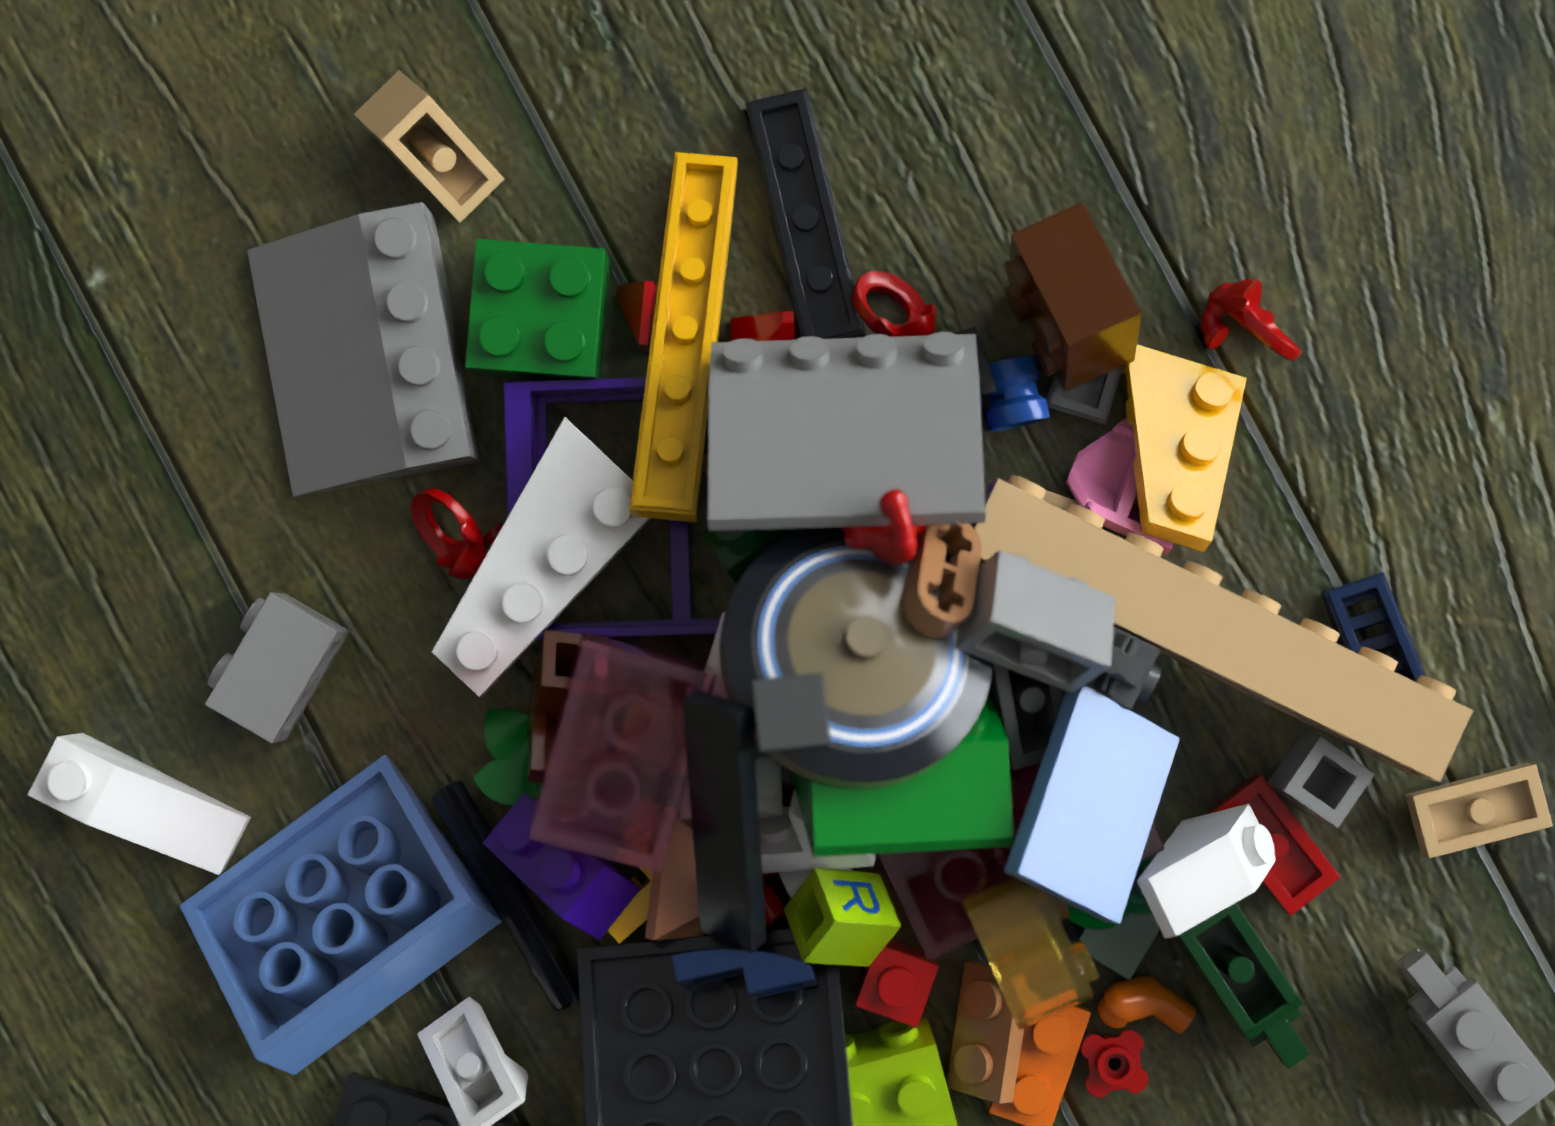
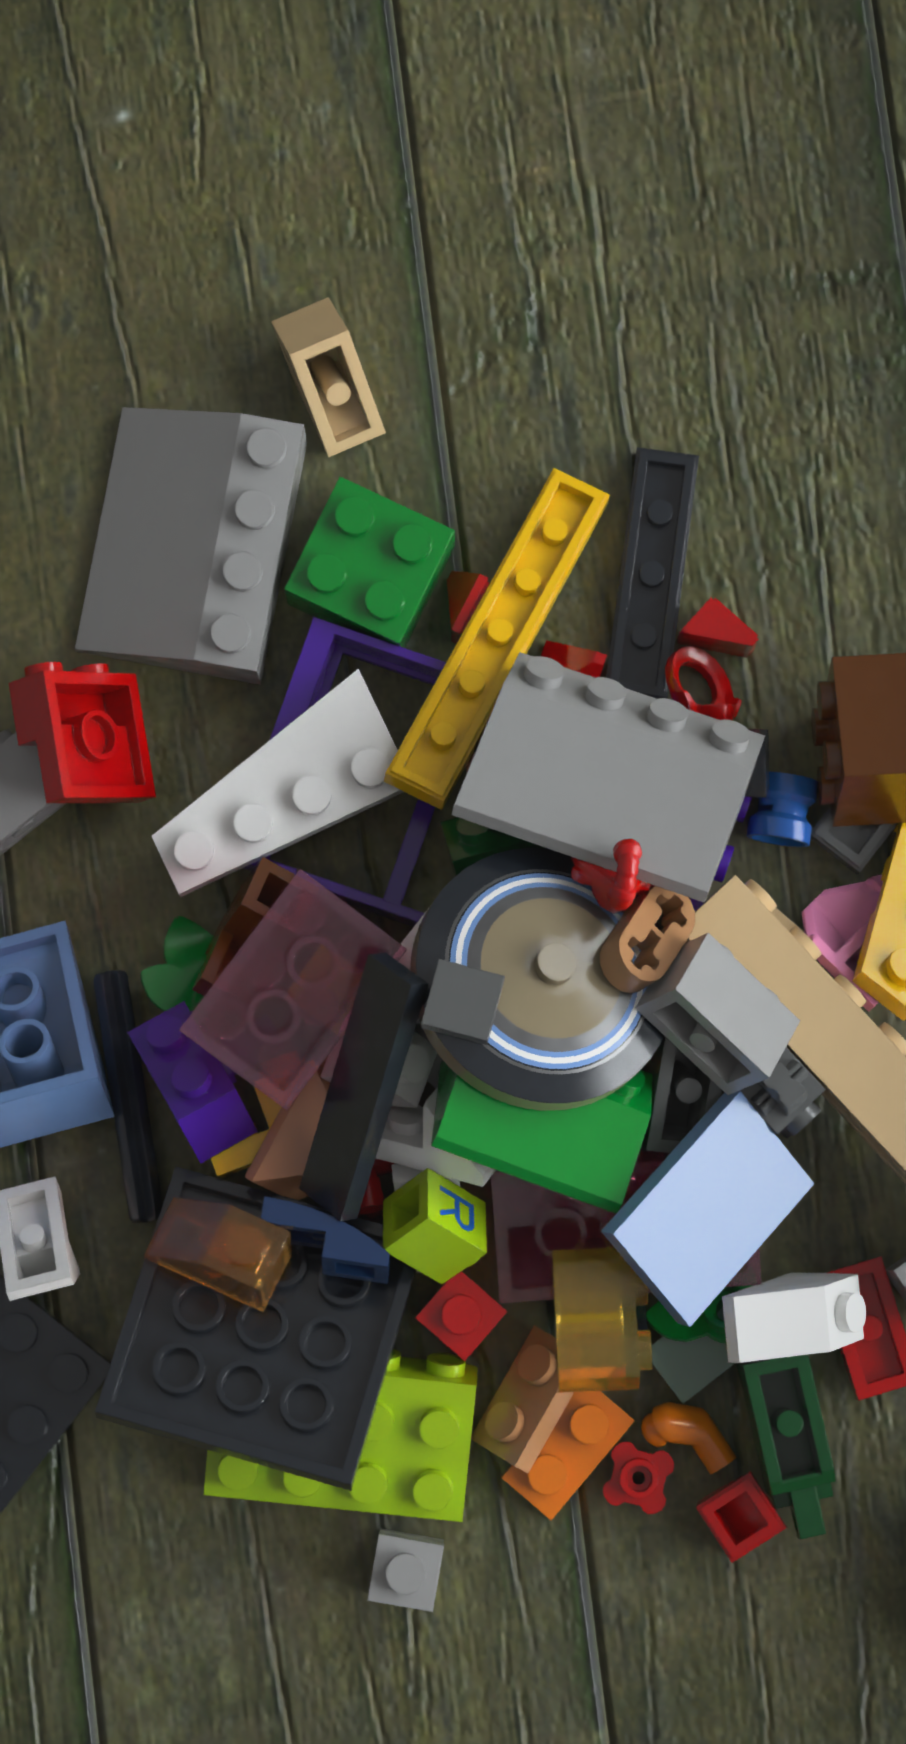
camera: 25 degrees right, 5 degrees down
(330, 577) = (84, 732): none -> red plate
(460, 557) = (207, 763): red piece -> none
(650, 1017) = (222, 1249): none -> clear orange slope
(889, 247) = (718, 630): none -> red slope
(1222, 1065) = (740, 1516): none -> red slope

